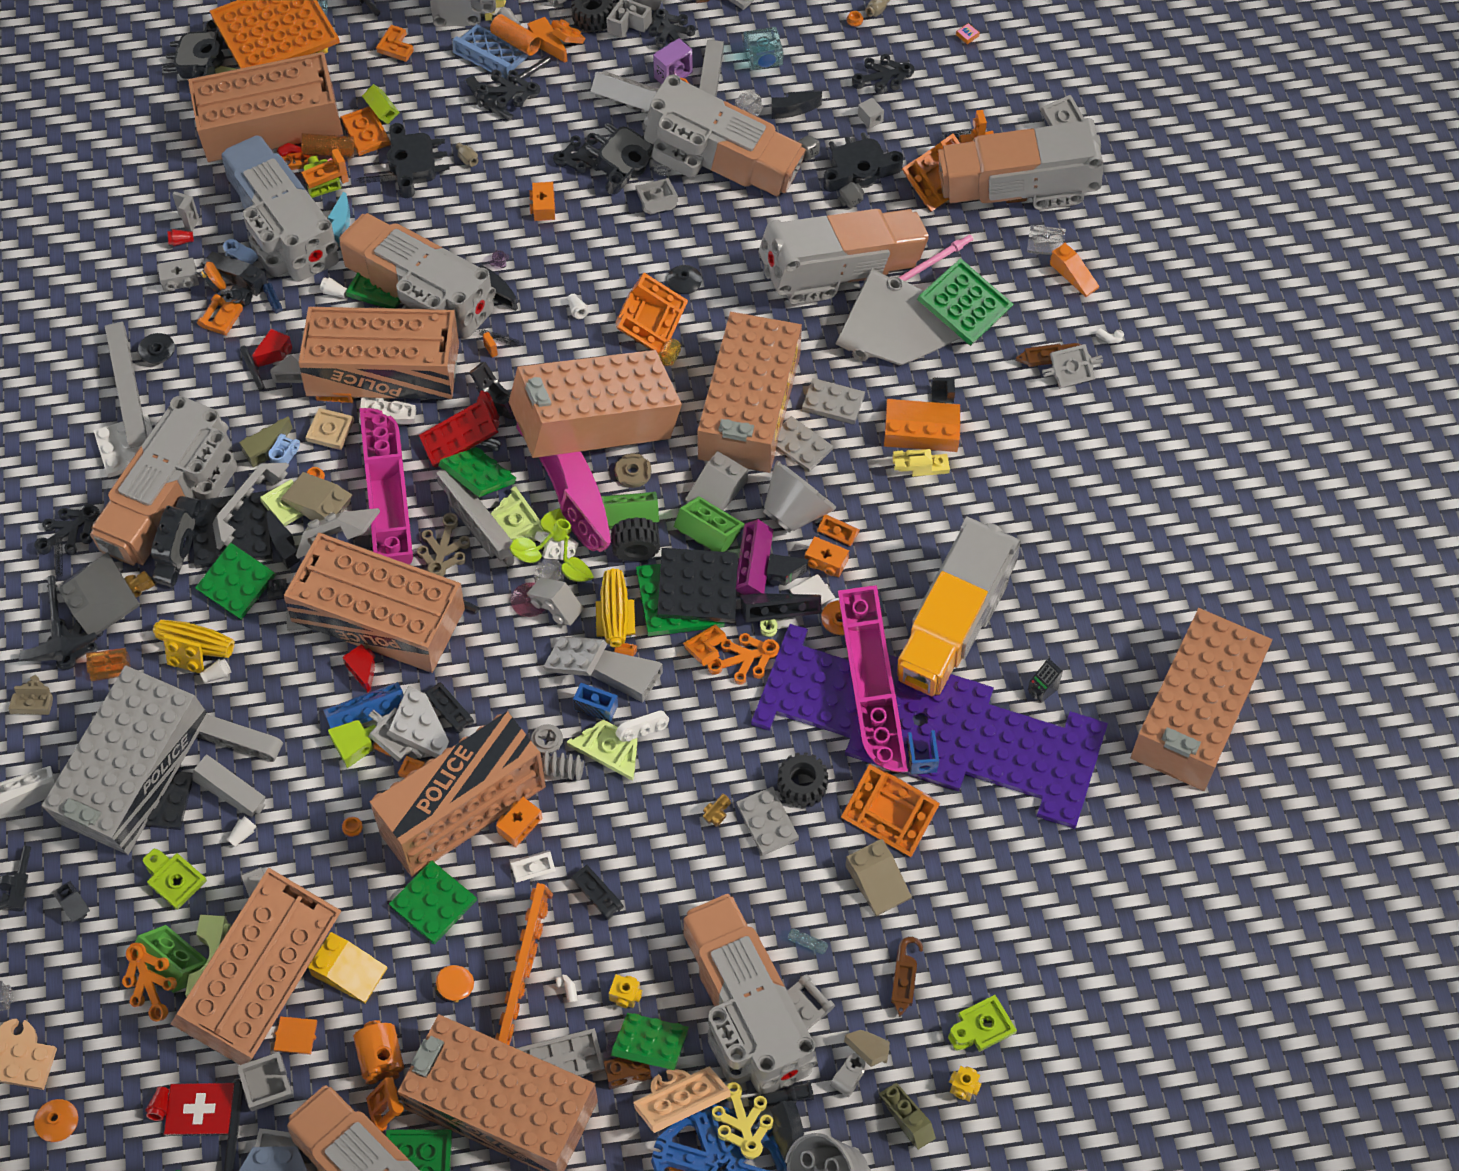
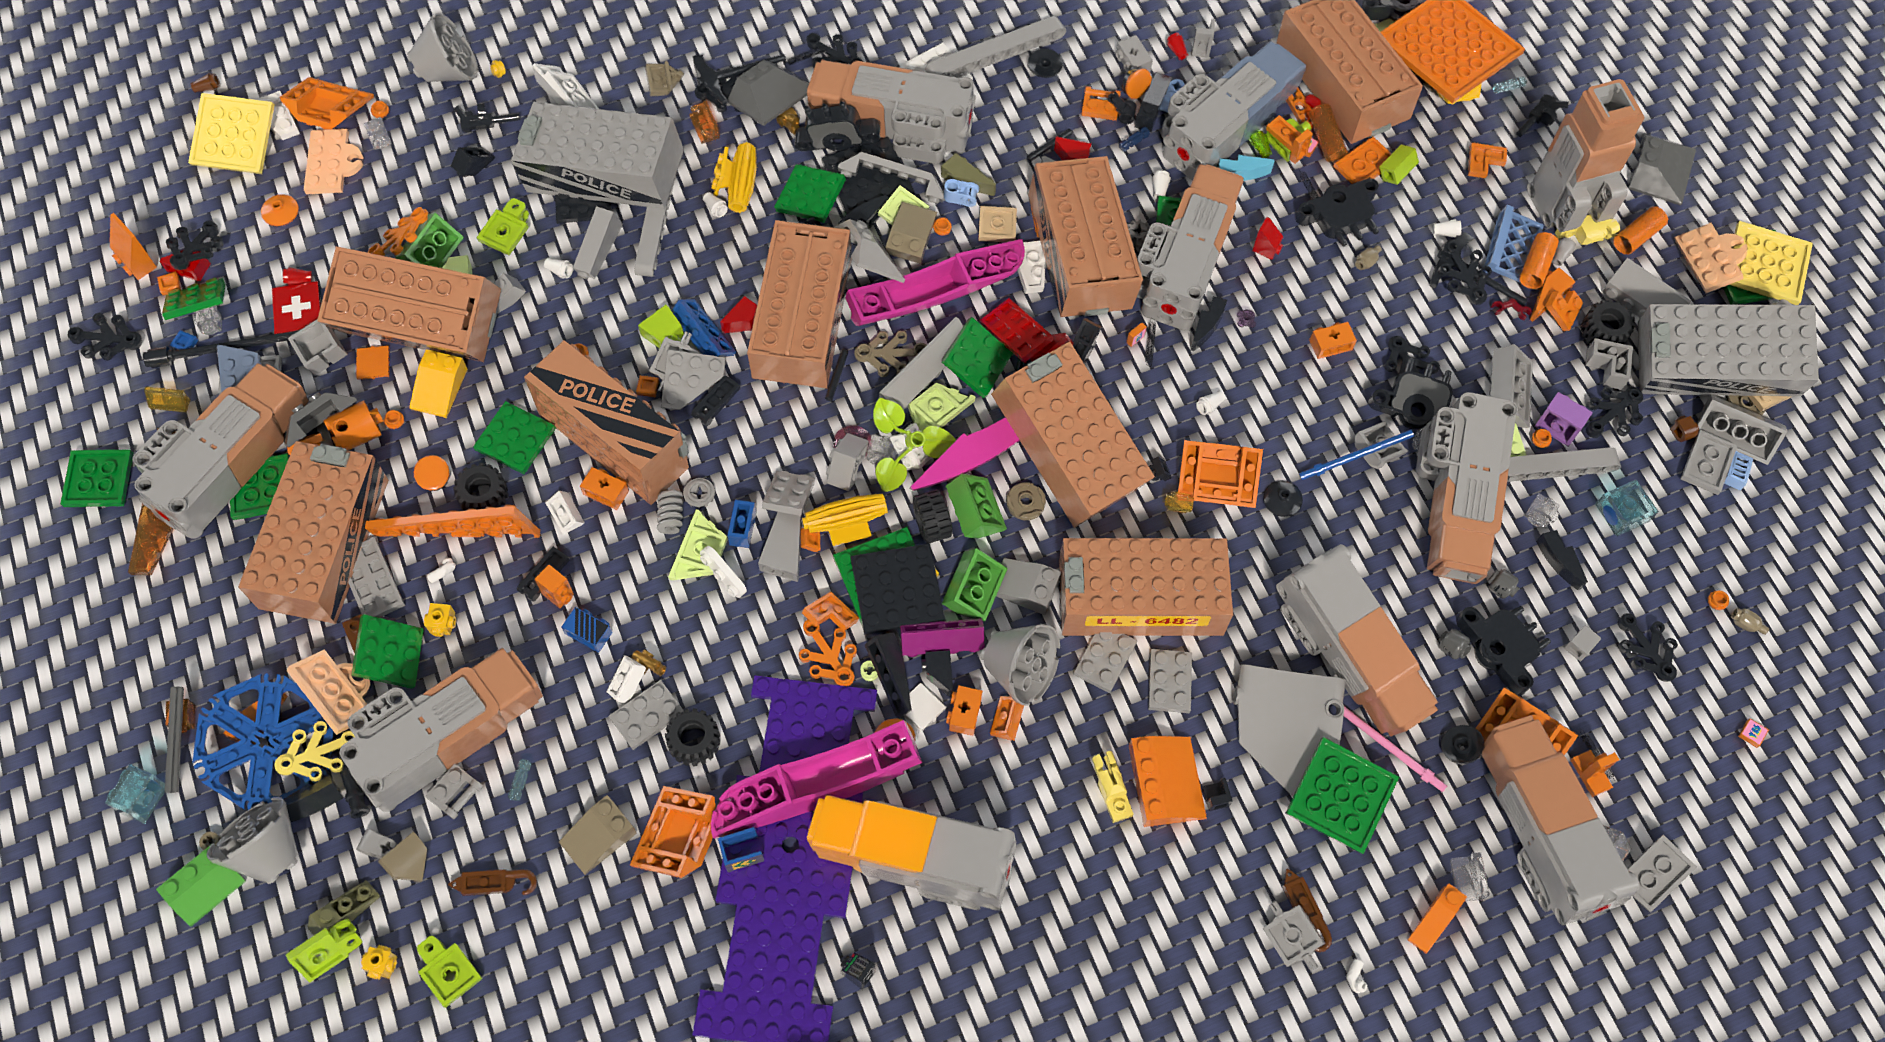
camera: 75 degrees right, 5 degrees up
(321, 199) = (1260, 143): none -> clear neon green cone
(372, 1101) = (311, 415): none -> dark grey slope
(375, 1014) = (393, 419): none -> orange plate
(426, 220) = (1268, 240): none -> red slope
(458, 88) = (1449, 228): none -> white cone
(489, 920) = (478, 476): none -> black tyre
(547, 67) = (1515, 305): none -> dark red arm
(620, 876) = (554, 586): none -> orange brick
(666, 242) = (1319, 469): none -> blue bar
(668, 858) = (587, 629): none -> brick
(730, 830) = (626, 680): none -> white slope
(936, 206) = (1461, 736): none -> black dish
(945, 1127) = (331, 946): none -> lime plate

